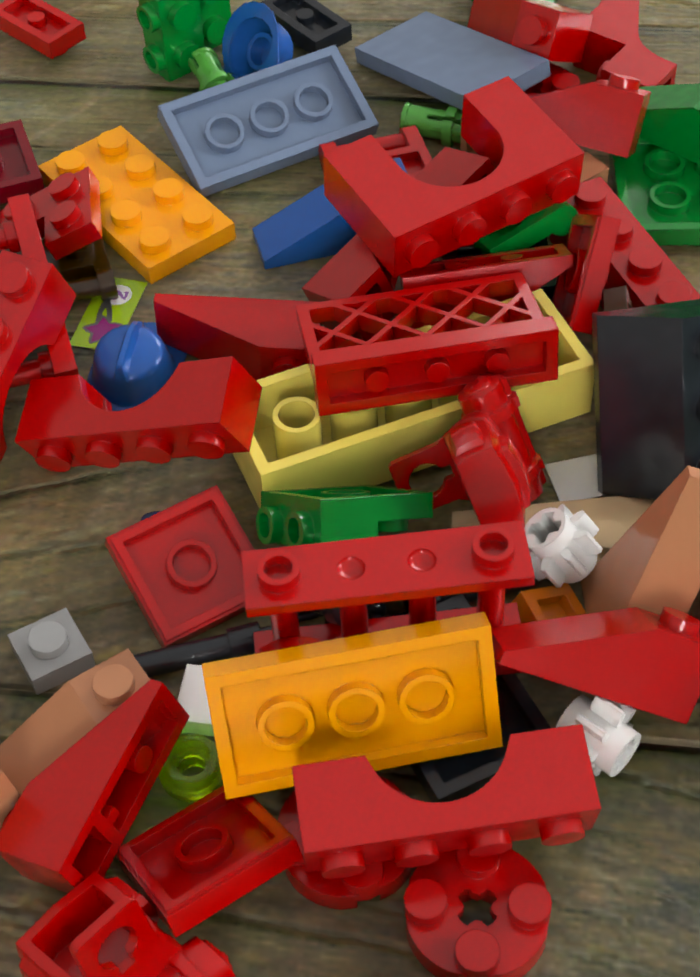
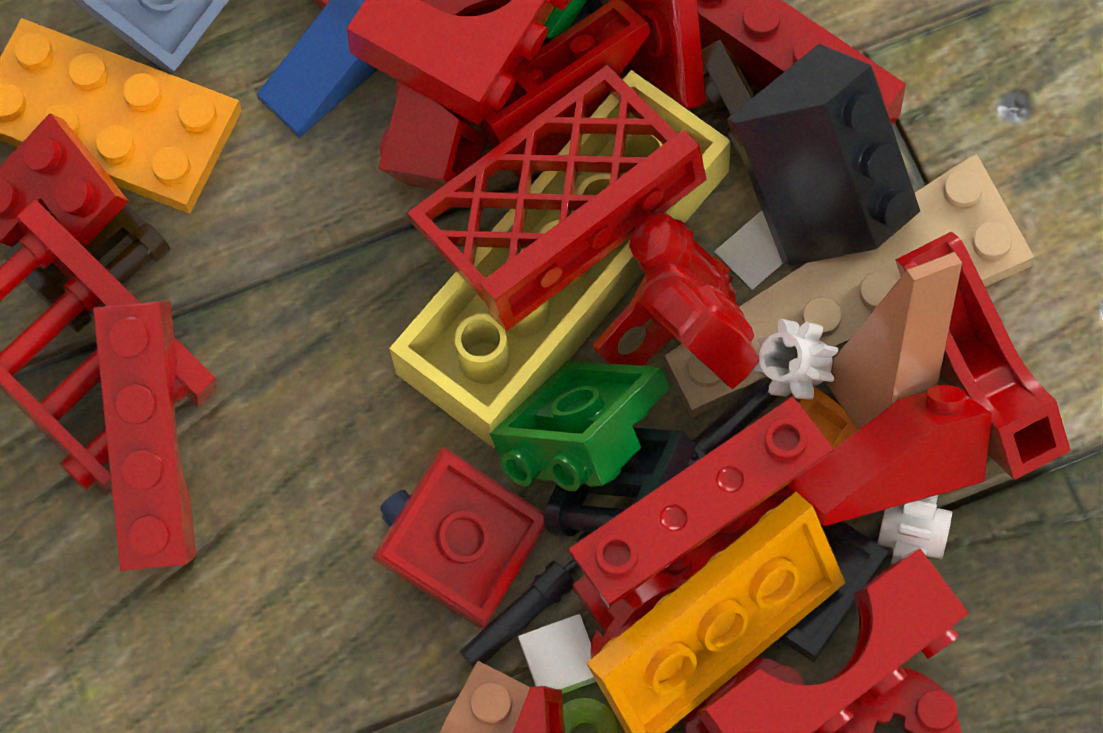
camera: 25 degrees left, 20 degrees up
(51, 651) = (380, 682): light grey plate -> none
(108, 314) = (176, 274): lime sticker -> none
(132, 364) = (248, 329): blue piece -> none
(199, 412) = (392, 386): red arch -> none
(252, 330) = (349, 248): red slope -> none

